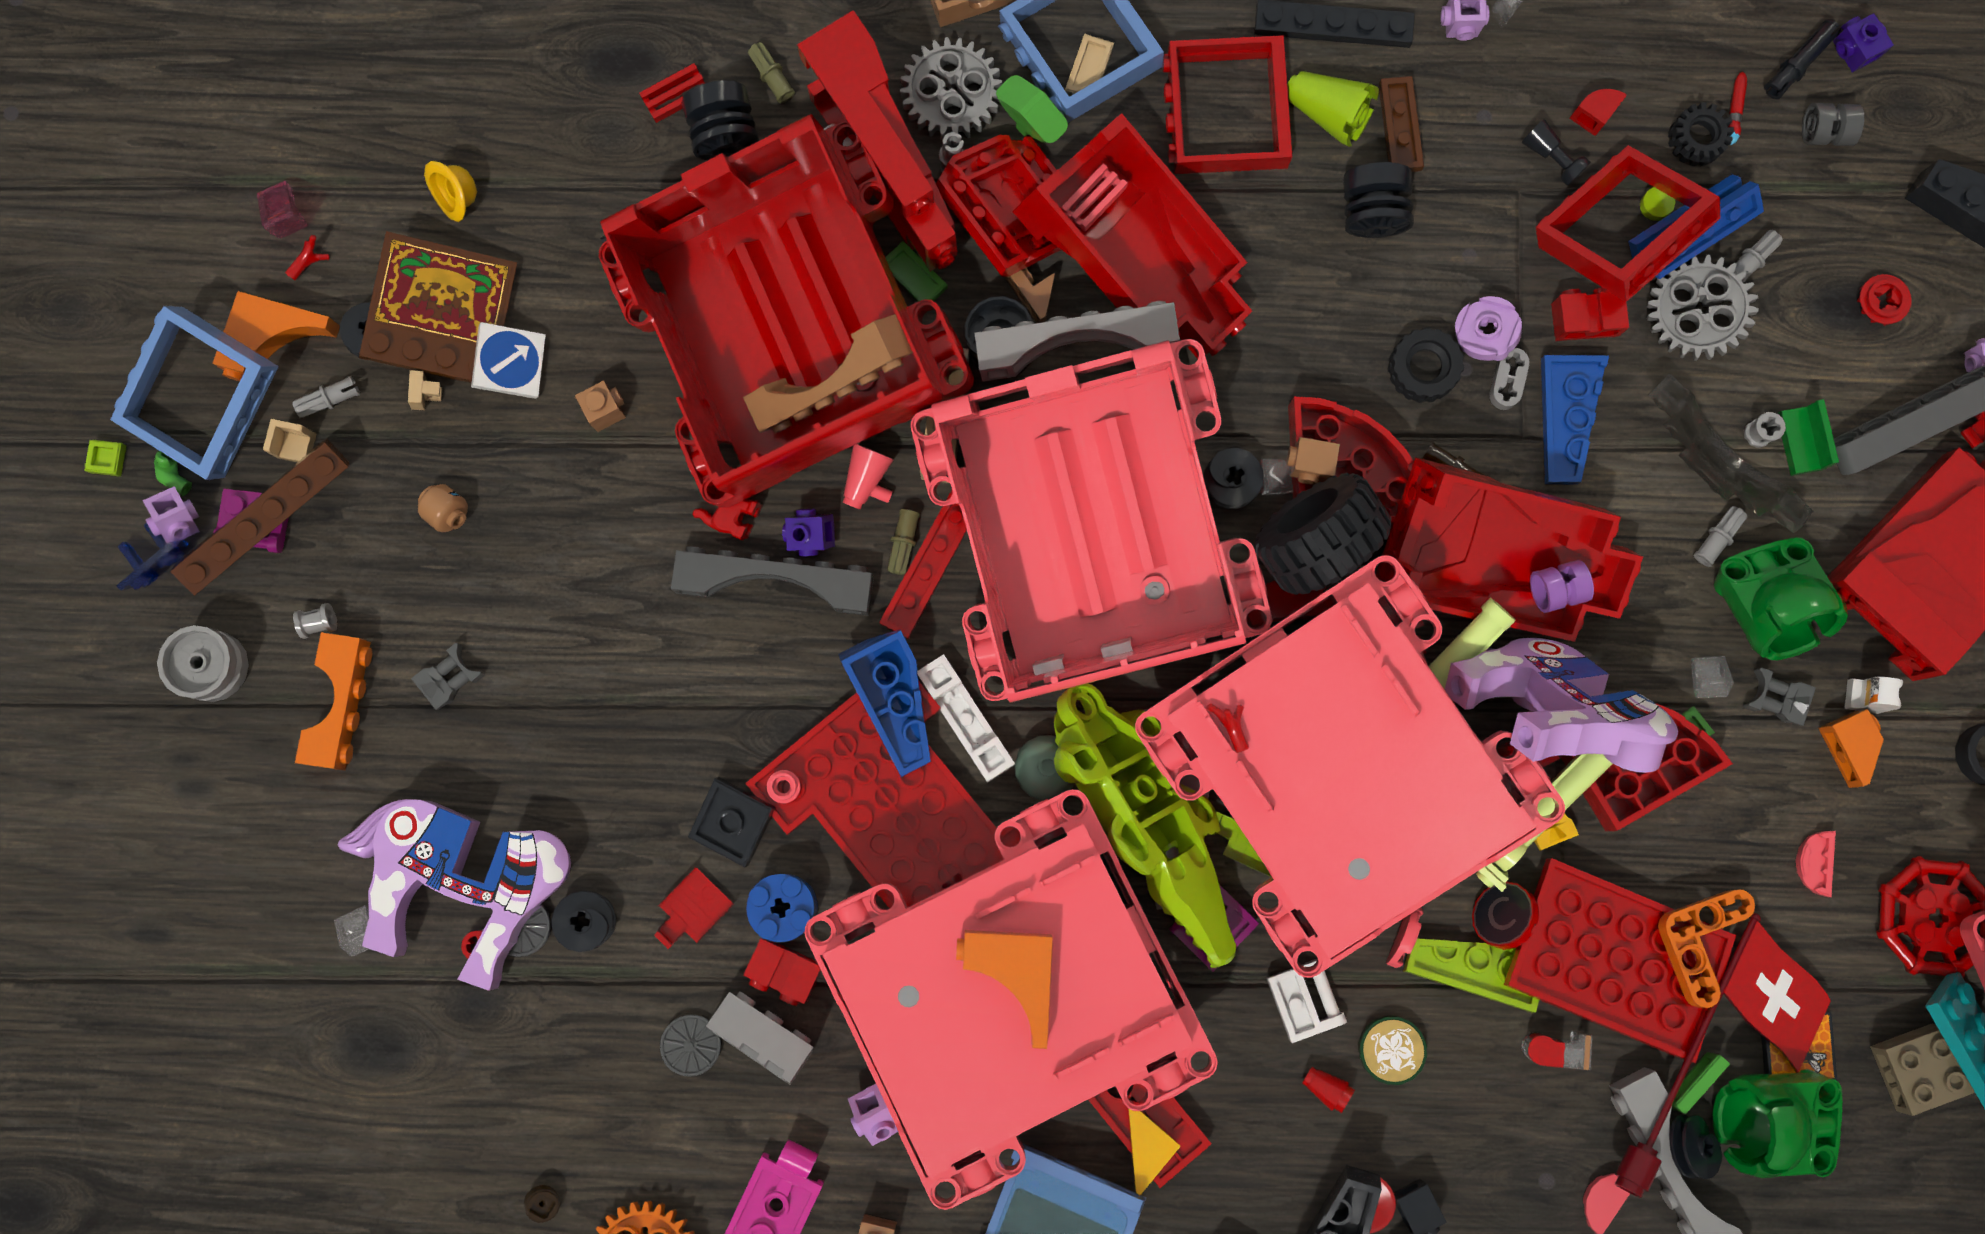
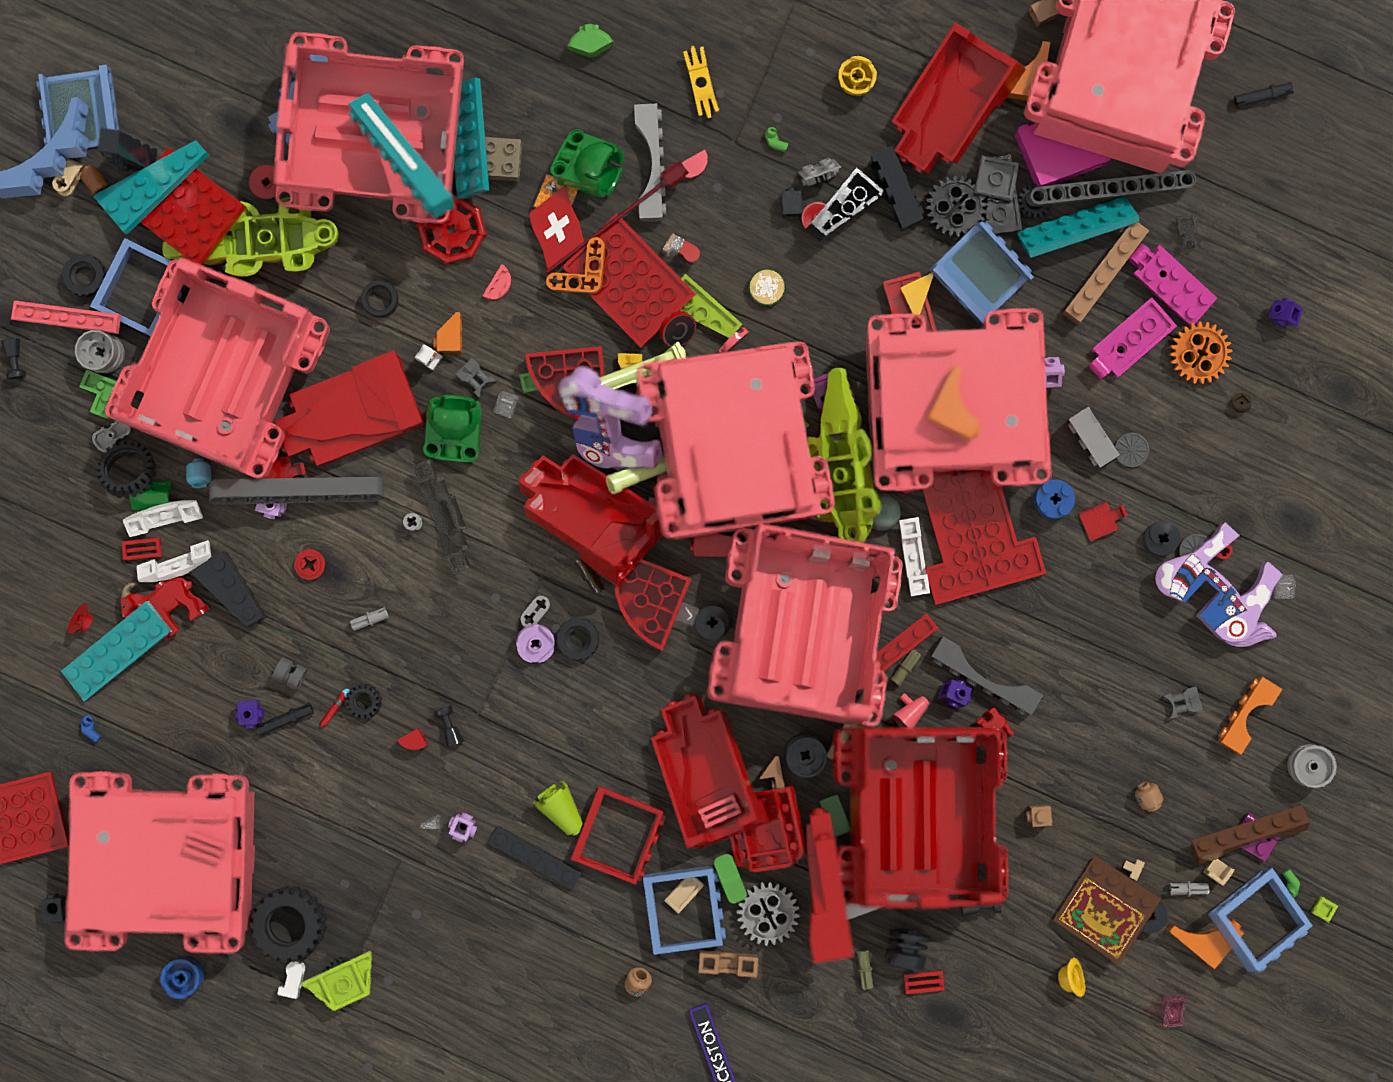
camera: 155 degrees left, 5 degrees up
(146, 572) = (1325, 830): clear blue plate -> none
(171, 516) = (1298, 856): lavender brick -> none
(305, 259) = (1169, 976): red bar -> none
(315, 621) = (1242, 764): light grey bush -> none
(508, 360) = (1080, 864): tile -> none
(731, 822) = (1062, 556): black tile -> none
(776, 778) = (1033, 562): coral plate -> none
(782, 970) = (1066, 465): red brick -> none
(874, 348) = (886, 762): medium nougat arch -> none
(888, 686) = (949, 589): blue wedge -> none
(951, 145) = (786, 873): light grey axle -> none
(1008, 350) = (809, 739): light grey arch -> none
(1233, 725) = (788, 483): red bar -> none
(1297, 1006) = (806, 329): white plate -> none
(1312, 460) = (671, 609): medium nougat brick -> none
(1323, 534) = (689, 564): black tyre -> none
(1329, 1089) = (809, 282): red cone -> none
(1378, 200) = (563, 740): black wheel -> none
(1401, 122) = (526, 781): reddish brown plate -> none
(1562, 586) = (568, 484): medium lavender wheel -> none
(1569, 406) = (512, 579): blue wing -> none
(1588, 316) = (475, 626): red brick -> none
(1626, 282) = (426, 641): red window -> none
(1656, 204) = (405, 673): lime tile -> none
(1694, 1148) = (638, 172): black piece -> none
(1699, 1081) = (619, 202): bright green tile -> none
(1708, 335) = (408, 620): light grey gear -> none
(1720, 536) = (463, 476): light grey axle -> none
(1737, 207) = (395, 649): blue brick -> none
(1808, 439) = (392, 507): green panel -> none

